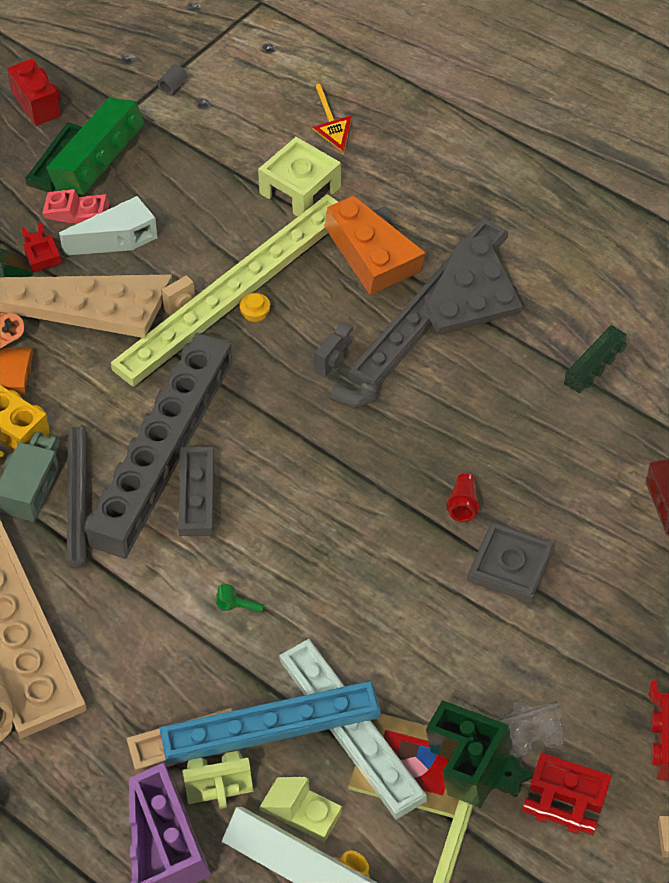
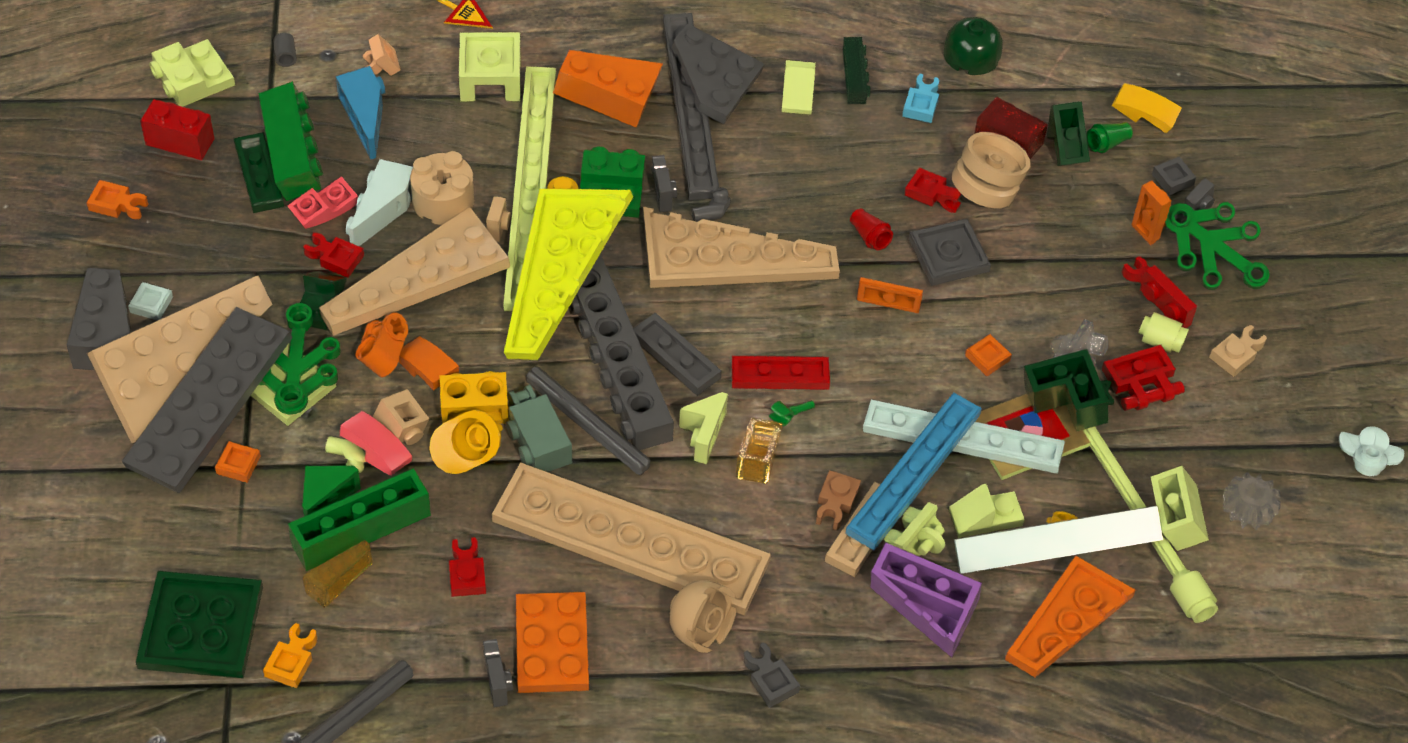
camera: 45 degrees left, 0 degrees up
(92, 58) = (190, 72): none -> yellowish green plate
(161, 561) = (705, 421): none -> yellowish green slope
(162, 628) = (758, 451): none -> clear yellow slope
(163, 245) = (441, 186): none -> tan brick
(178, 154) = (362, 100): none -> dark azure slope
(188, 343) = (560, 252): none -> neon yellow wing
(197, 697) = (837, 497): none -> medium nougat plate
(233, 124) = (381, 56): none -> light nougat tile
(264, 564) = (780, 372): none -> red tile
(296, 324) = (615, 172): none -> green plate
(319, 435) = (721, 253): none -> tan wing
(421, 563) = (889, 295): none -> orange slope
(452, 673) = (988, 355): none -> orange tile
(532, 342) = (798, 87): none -> yellowish green slope
(552, 496) = (930, 187): none -> red plate
(612, 514) = (990, 170): none -> tan wheel
(625, 421) = (922, 100): none -> medium azure plate
(628, 767) = (1164, 332): none -> yellowish green brick

